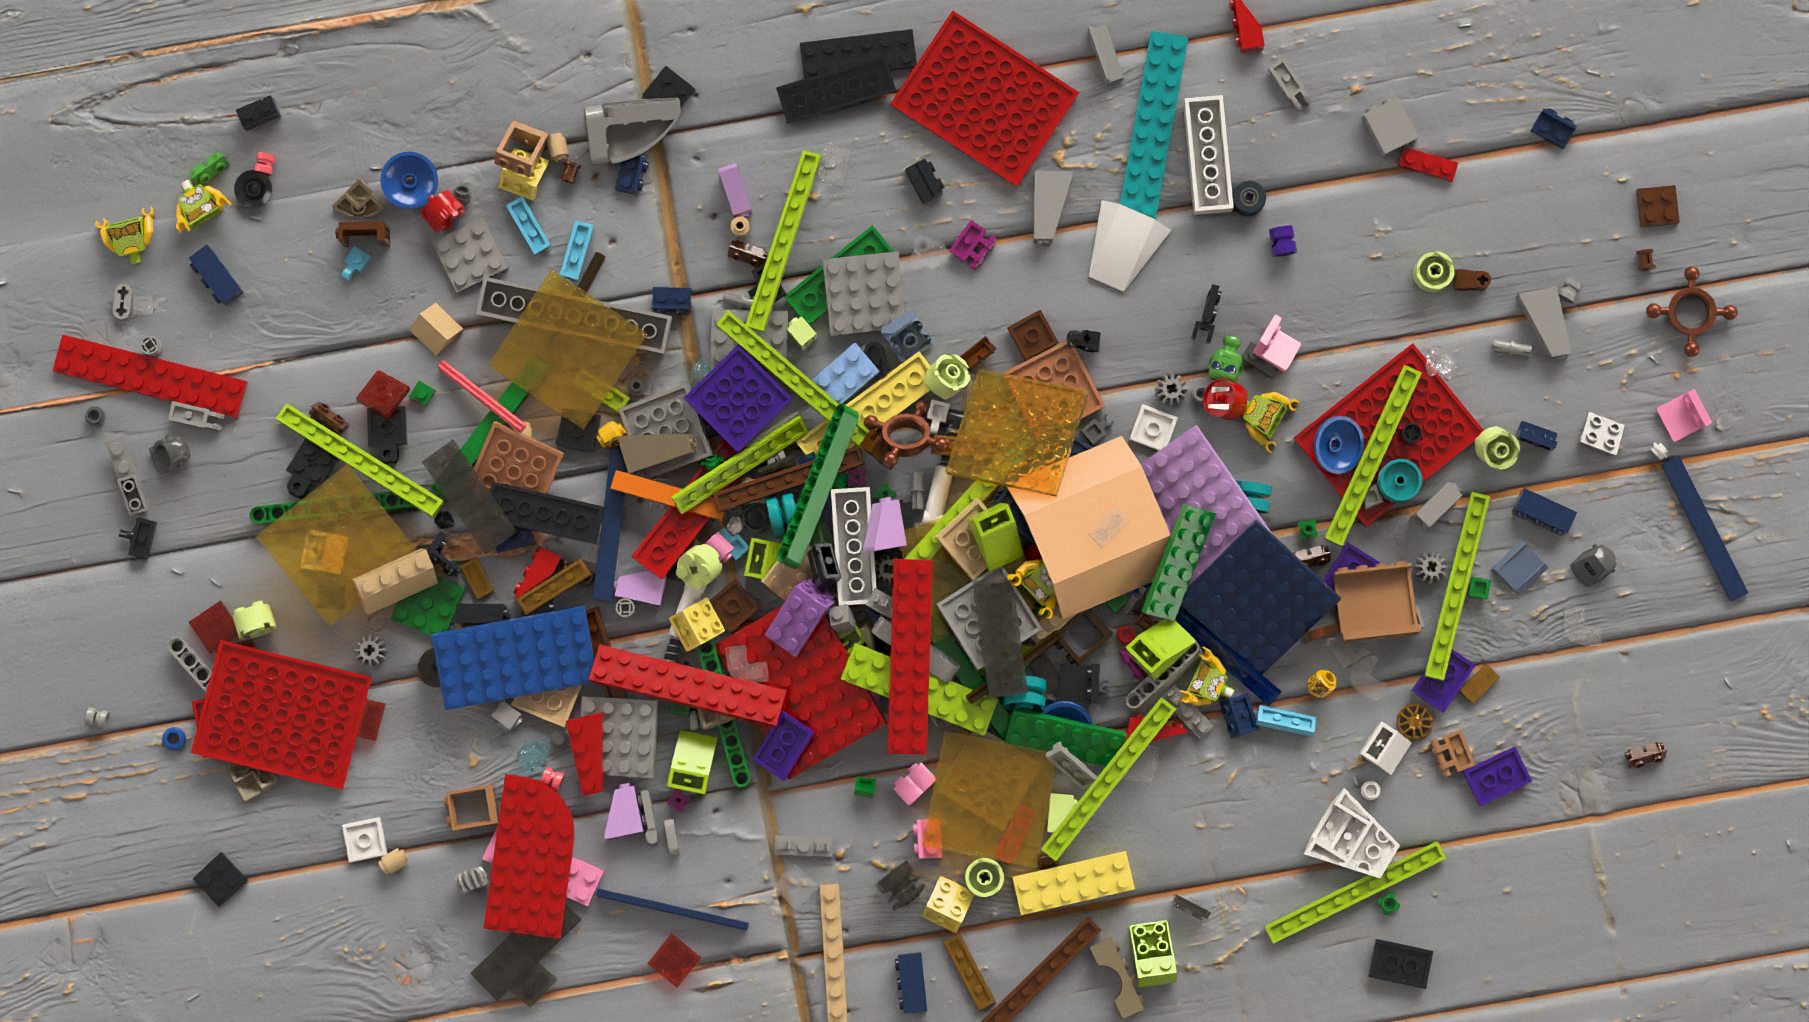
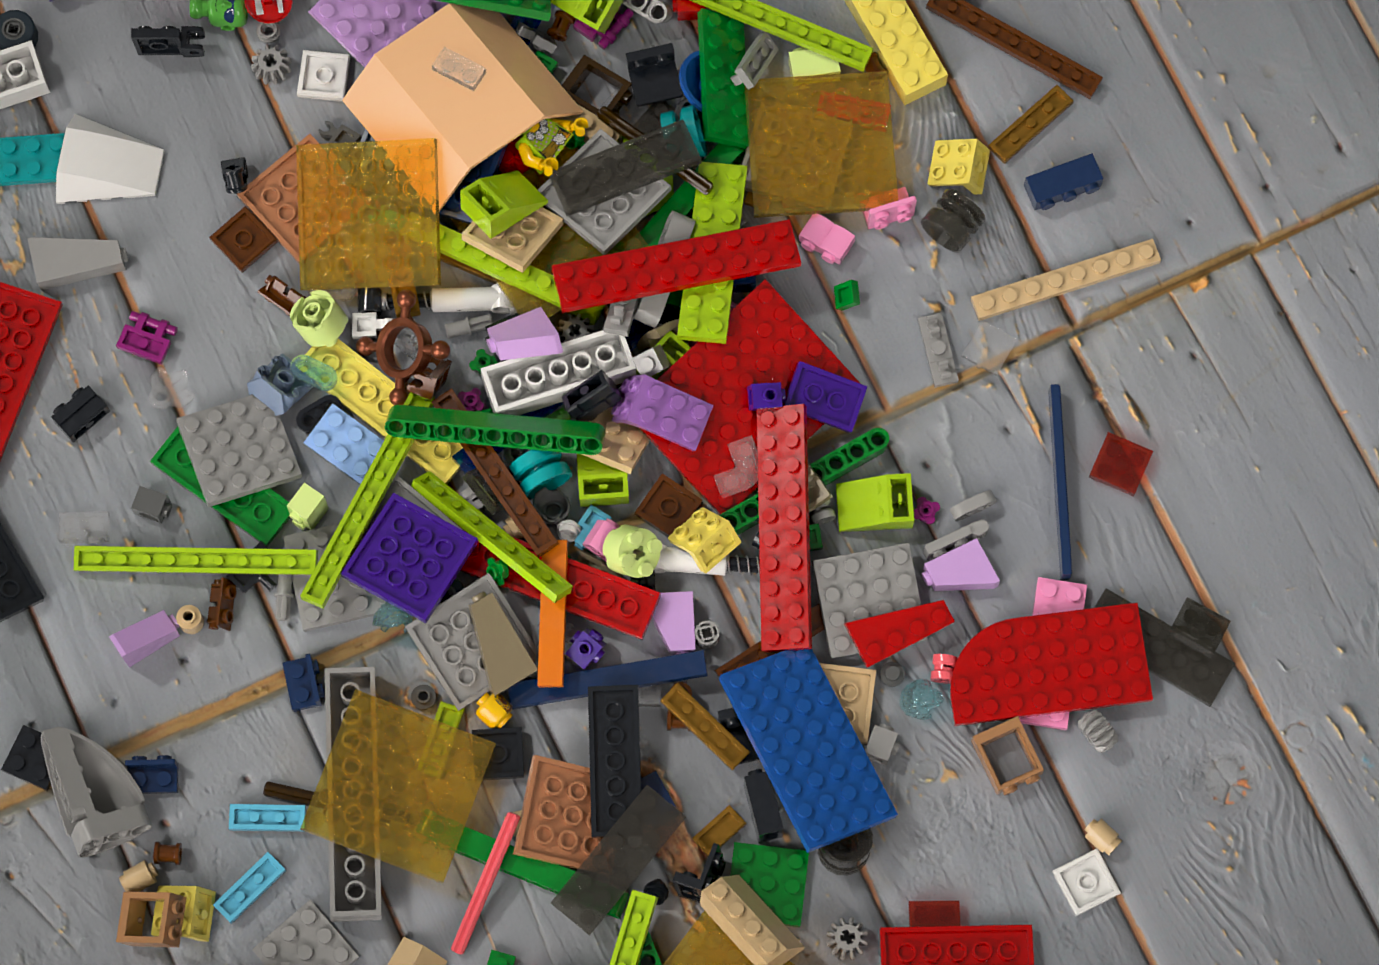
camera: 105 degrees left, 10 degrees down
(542, 568) = (684, 750): red slope -> none
(639, 515) = (580, 653): none -> dark purple brick
(792, 699) = (765, 396): none -> dark purple brick
(838, 219) = (151, 504): none -> dark grey brick
(907, 363) = (315, 372): none -> clear light blue plate
(993, 871) = (924, 120): yellowish green brick -> none
(1125, 635) = (581, 45): red plate -> none

